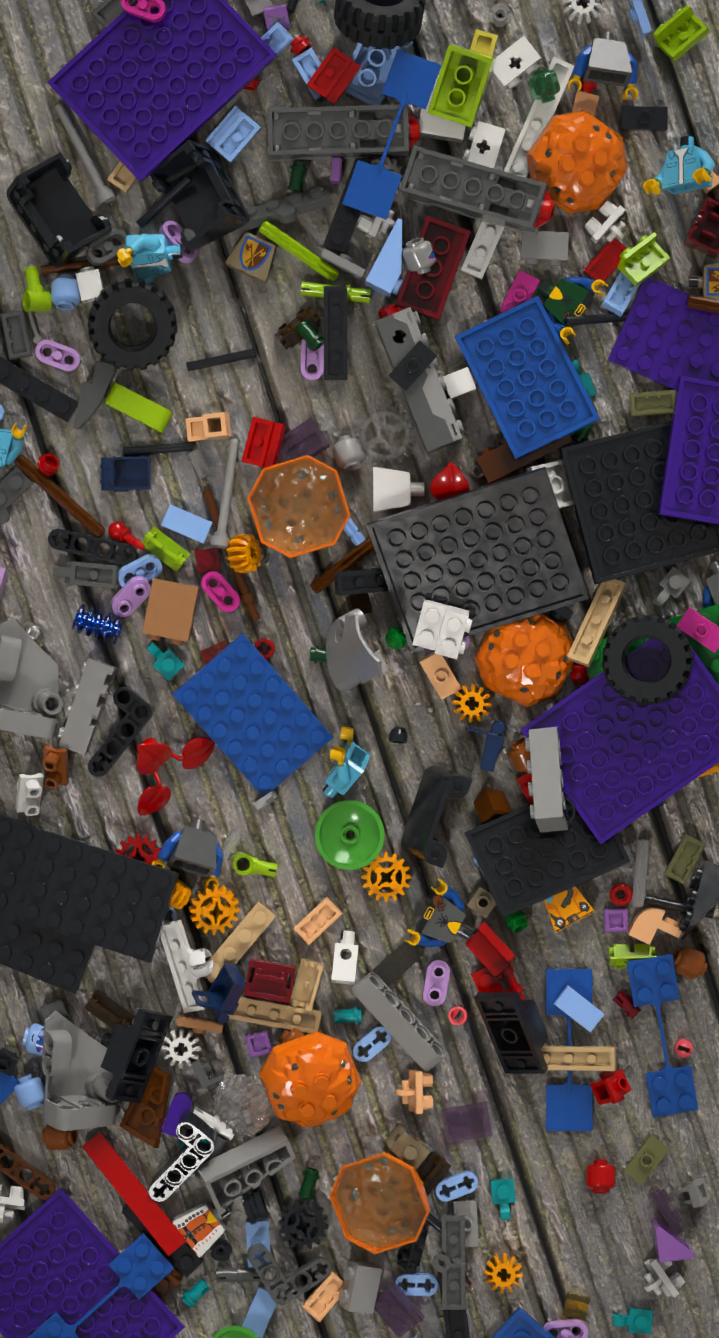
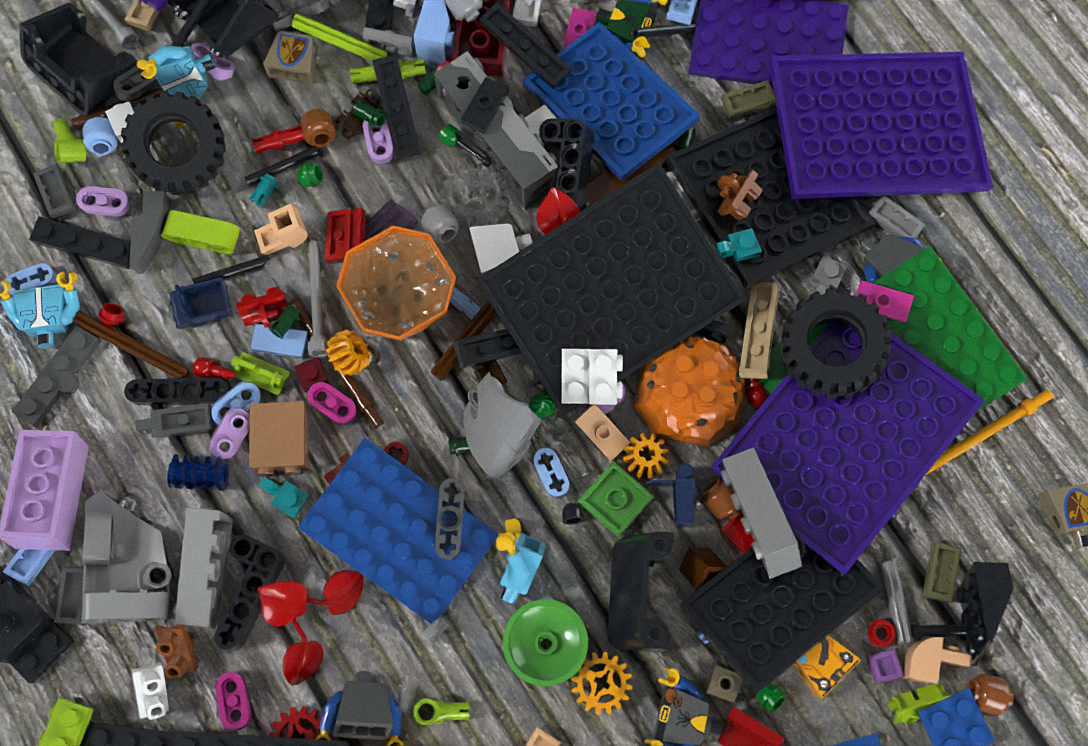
camera: 15 degrees left, 15 degrees down
(93, 816) = (231, 701): none -> dark pink plate
(180, 494) = (262, 308): none -> red hips
(196, 510) = (285, 321): none -> dark green pin
(201, 381) = (264, 190): none -> teal pin
(223, 335) = (278, 139): none -> red pin
(244, 377) = (310, 174): none -> green plate
(261, 334) = (318, 127): none -> dark orange head
(296, 735) = (454, 540): none -> dark grey beam
(371, 312) = (428, 83): none -> dark green pin
(378, 373) = (451, 136): none -> hinge
(384, 698) = (557, 470): none -> light blue beam
(437, 733) = (615, 499): none -> bright green plate
(463, 310) = (525, 45): none -> black plate
(470, 438) = (569, 149): none -> black beam
(599, 548) = (740, 245): none -> teal plate
(608, 499) = (734, 190): none -> dark orange hips

